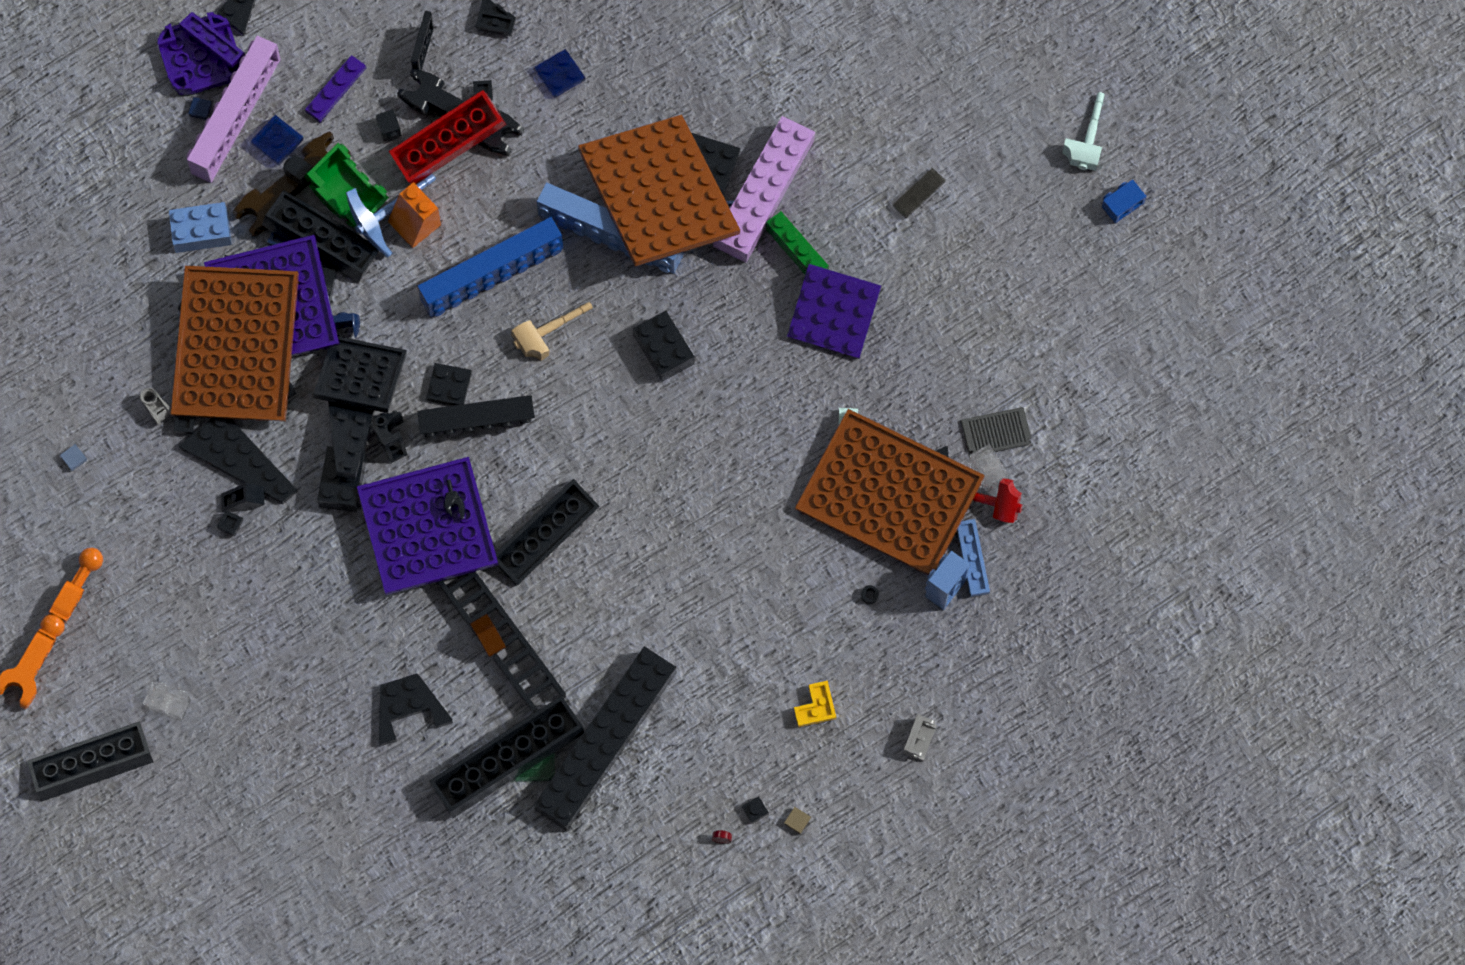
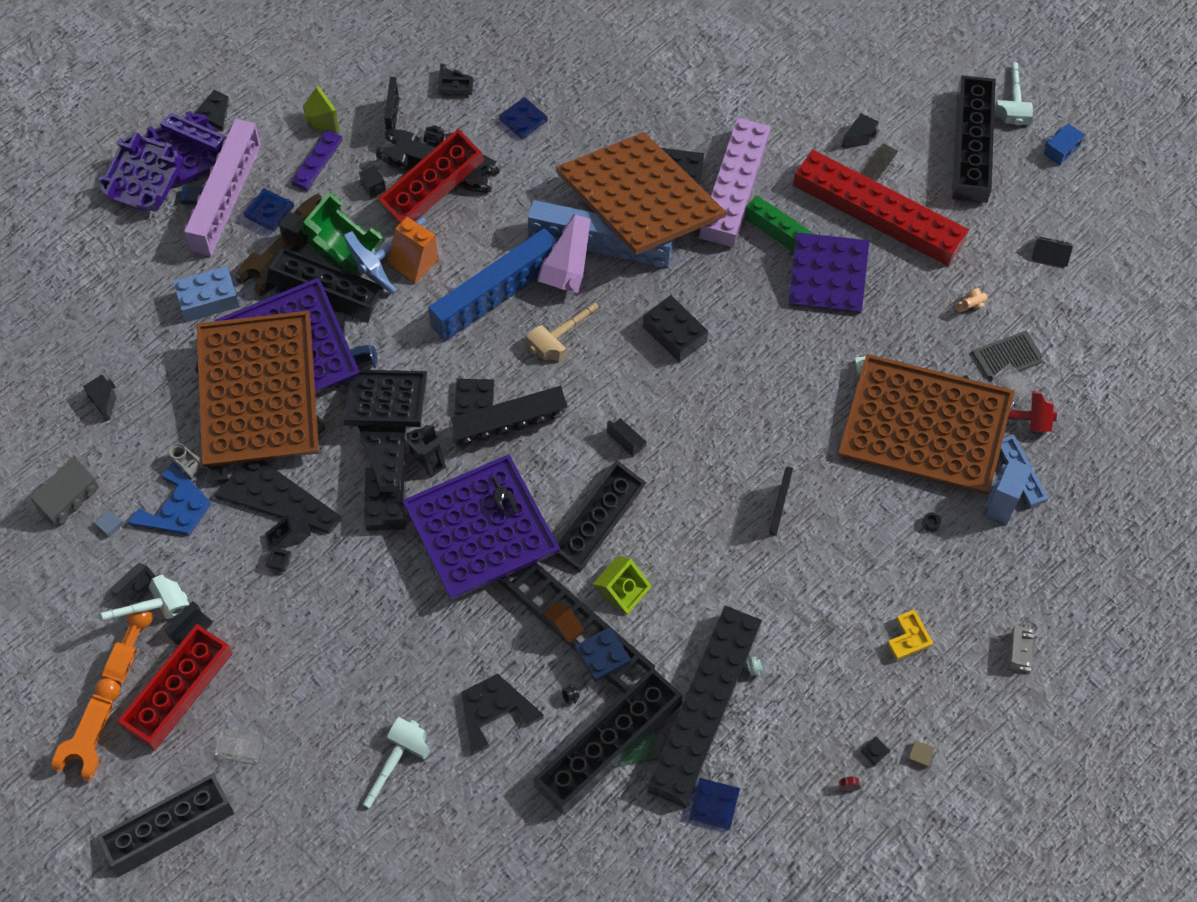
camera: 10 degrees left, 10 degrees down
(35, 421) = (64, 492): none -> dark grey slope
(83, 321) = (101, 395): none -> black slope
(90, 524) = (133, 584): none -> black panel
(116, 634) = (175, 687): none -> red brick
(120, 545) = (167, 597): none -> light aqua piece
(135, 576) = (185, 622): none -> black panel
(144, 456) = (181, 510): none -> blue wing
(152, 79) = (141, 172): none -> dark purple plate
(322, 720) = (406, 737): none -> light aqua piece
(346, 35) = (320, 112): none -> lime slope
(461, 82) = (433, 136): none -> black gear
(482, 705) = (570, 694): none -> black plate
(518, 673) = (602, 654): none -> dark blue plate
(553, 606) = (622, 584): none -> lime slope
(567, 256) = (566, 262): none -> lavender wedge
(590, 453) = (626, 436): none -> black panel
(593, 832) = (714, 803): none -> clear blue plate
(661, 709) = (754, 666): none -> light aqua plate
(724, 549) = (781, 500): none -> black tile
(908, 243) = (880, 207): none -> red brick
(911, 151) = (861, 132): none -> black slope
(978, 365) = (974, 299): none -> light nougat plate
(1028, 180) = (974, 139): none -> black brick
(1075, 322) = (1052, 251): none -> black panel

